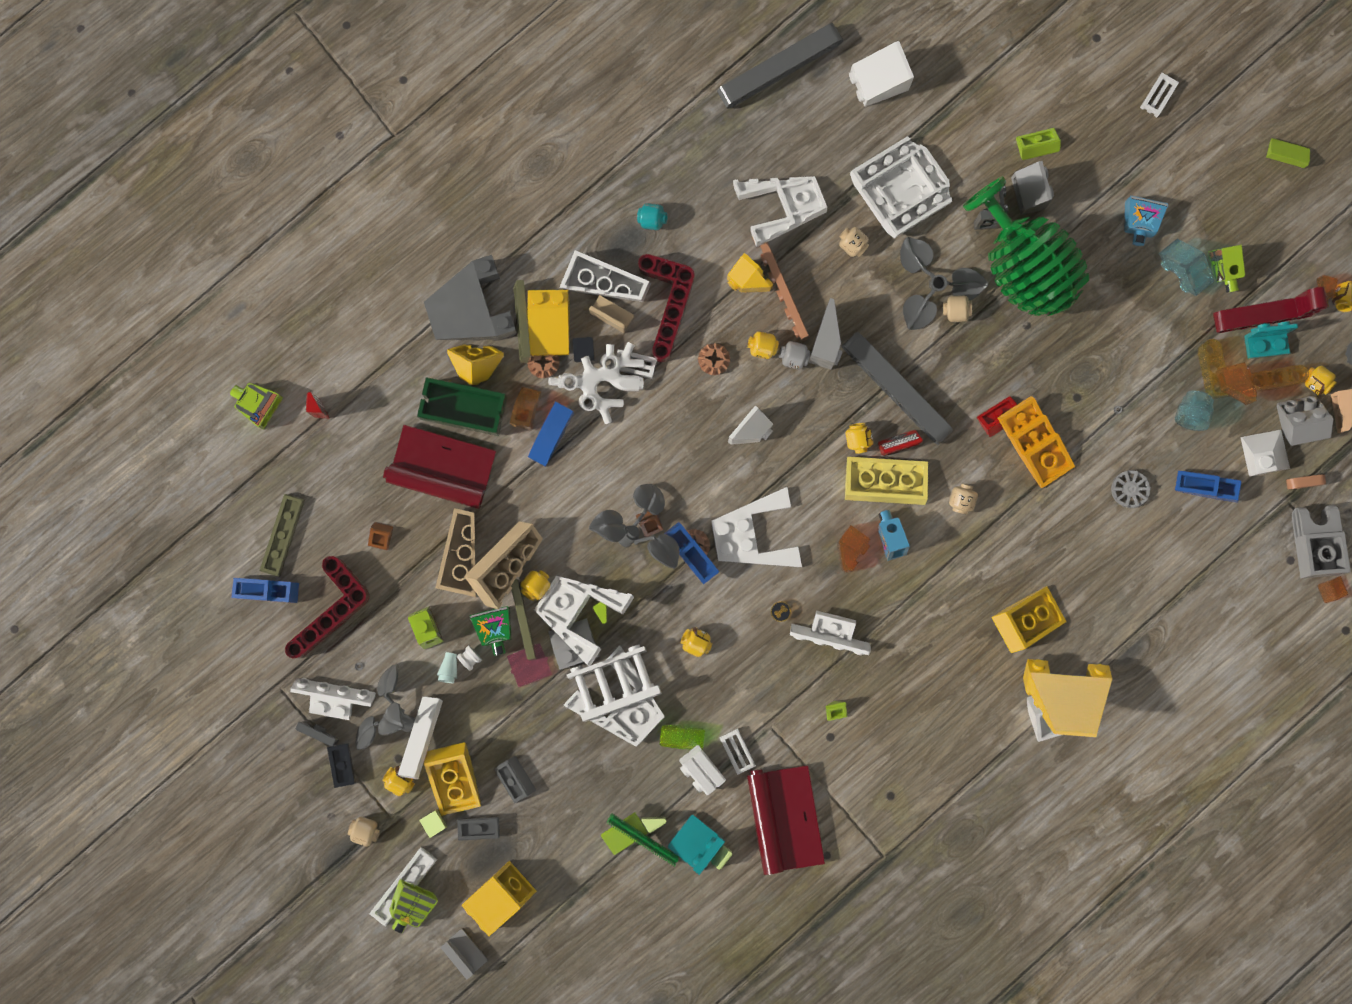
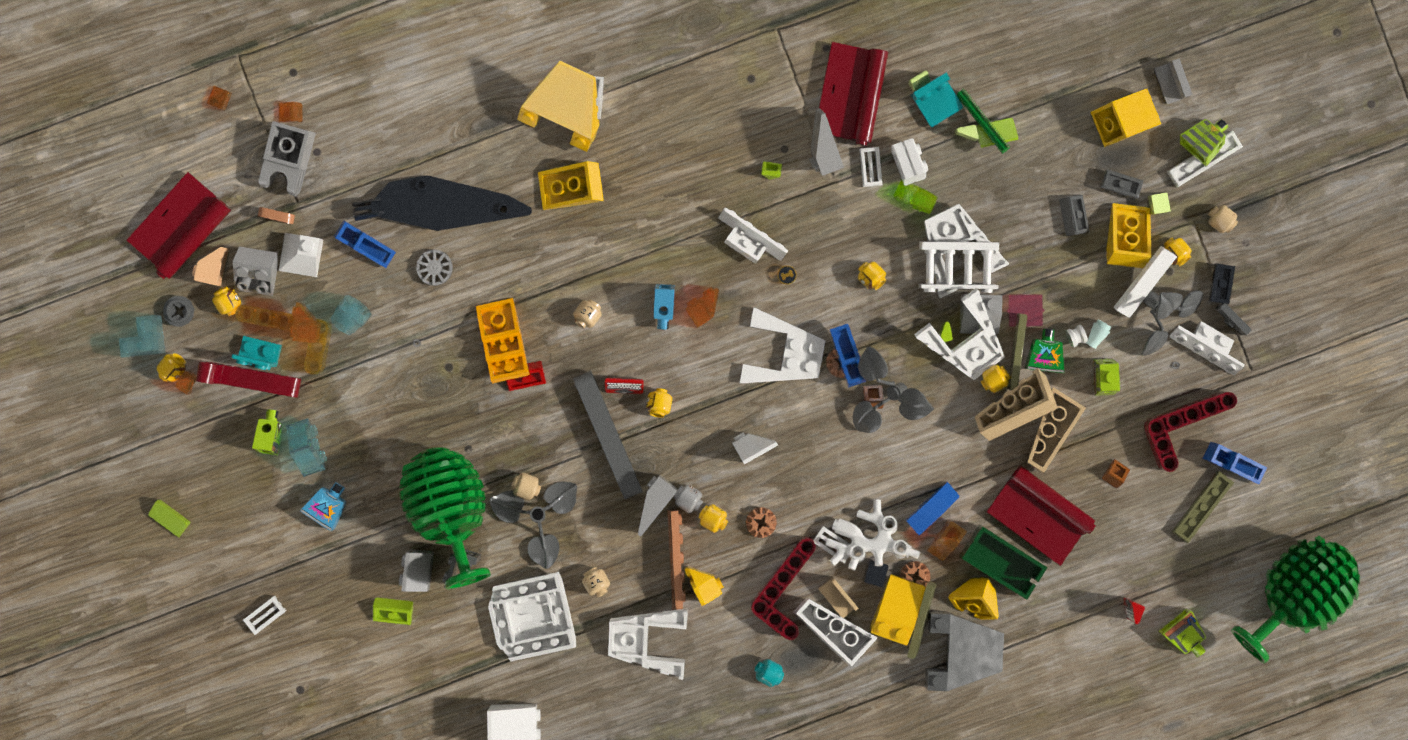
camera: 160 degrees left, 5 degrees up
(150, 487) = (1305, 591): none -> green plant
(790, 745) = (823, 147): none -> light grey slope
(886, 480) = (649, 356): light yellow slope -> none
(1151, 552) = (438, 204): none -> black wing

